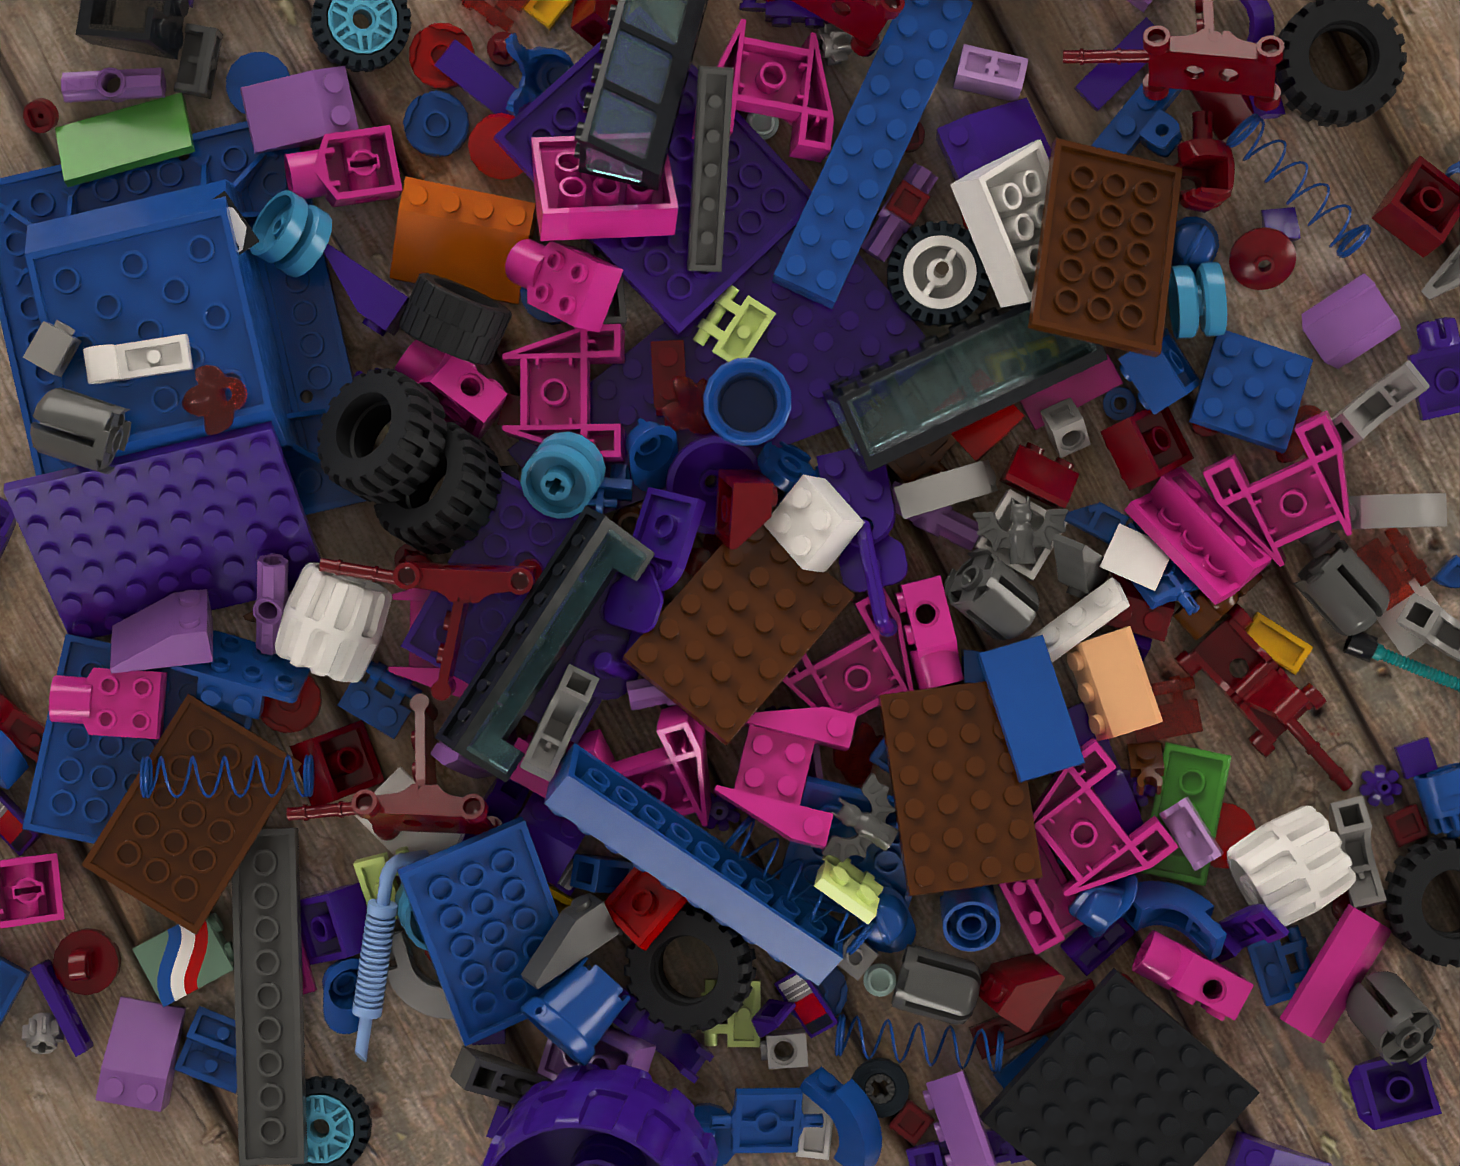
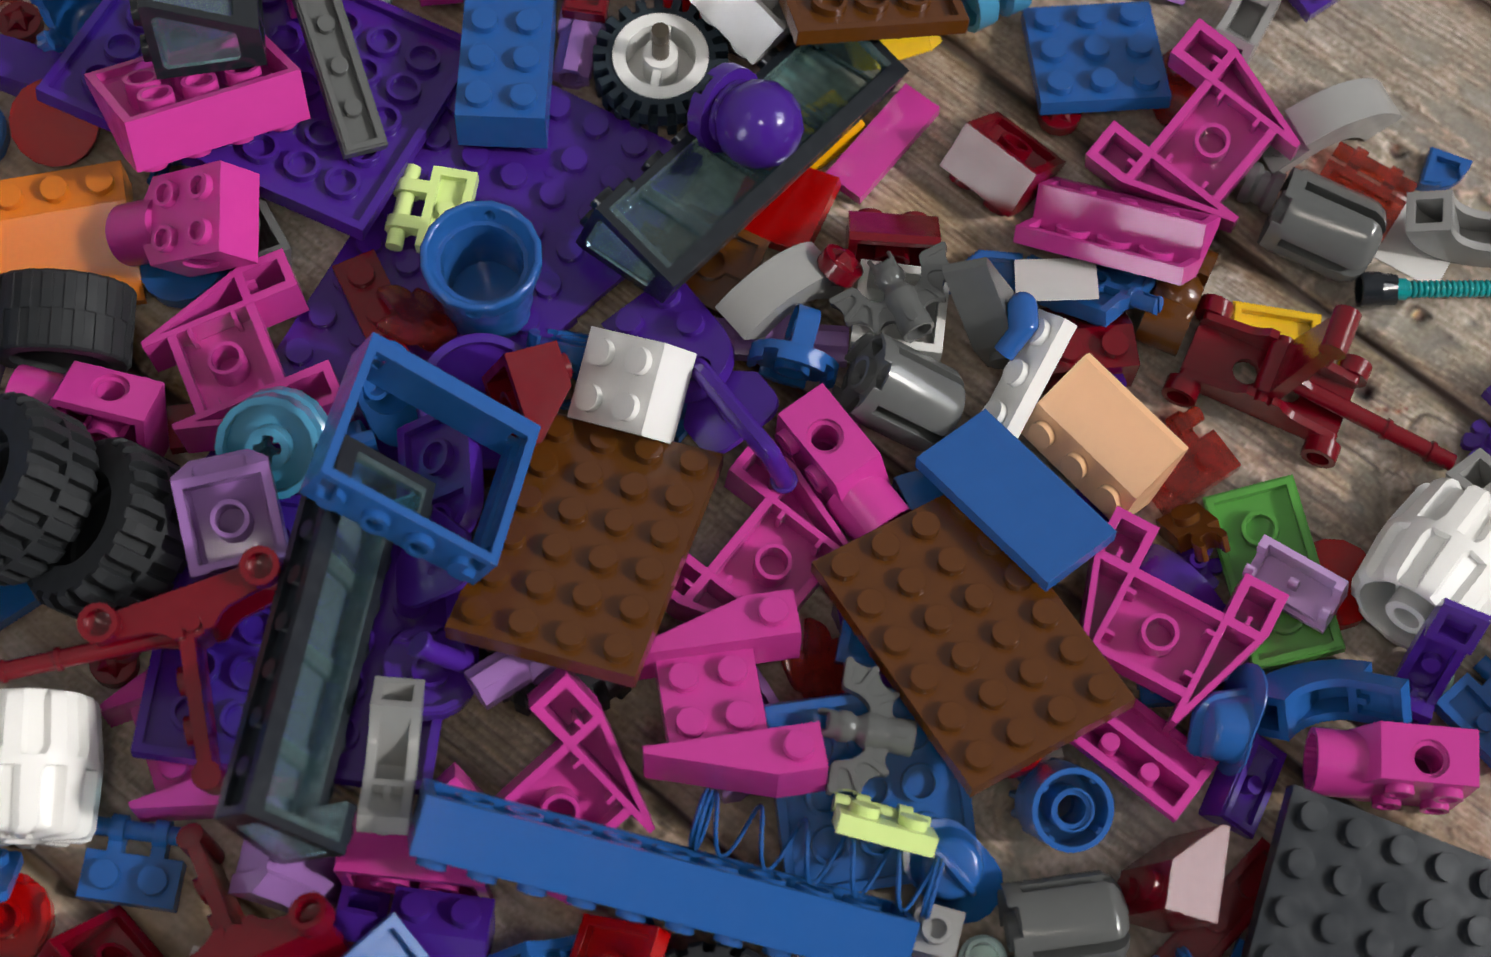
camera: 30 degrees left, 20 degrees down
(515, 520) = (227, 508): none -> medium lavender slope
(694, 583) = (453, 405): none -> blue window
(723, 818) = (677, 822): dark purple plant -> none
(937, 537) = (794, 358): none -> blue tile
(974, 363) = (746, 118): none -> dark purple tile
(992, 491) = (840, 266): none -> dark red tile
(1065, 427) = (895, 175): light grey brick -> none
(1094, 587) = (1022, 324): none -> blue arm
(1108, 403) = (935, 138): blue plate -> none
(1160, 378) = (976, 71): blue slope -> none

